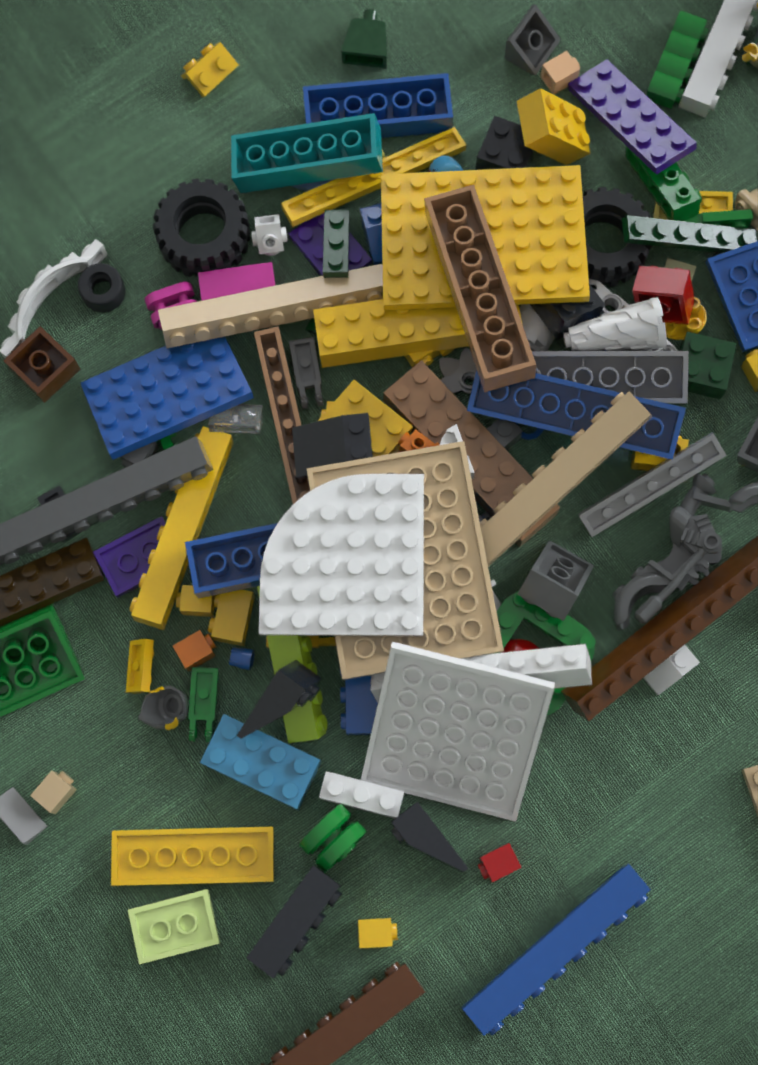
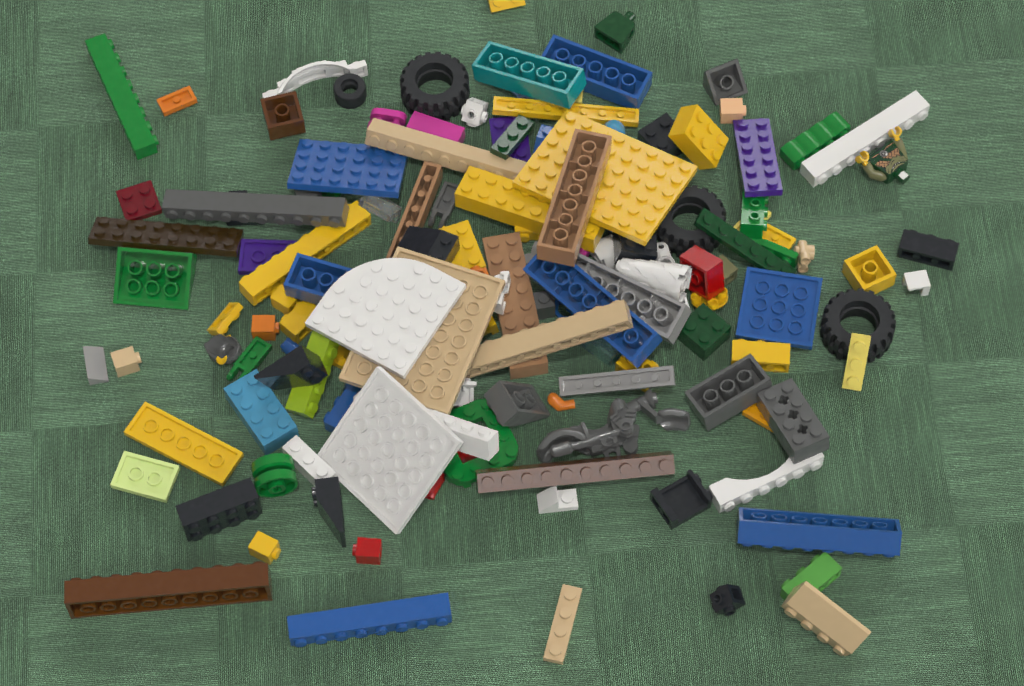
camera: 30 degrees right, 15 degrees down
(596, 547) = (559, 404): none -> orange arm

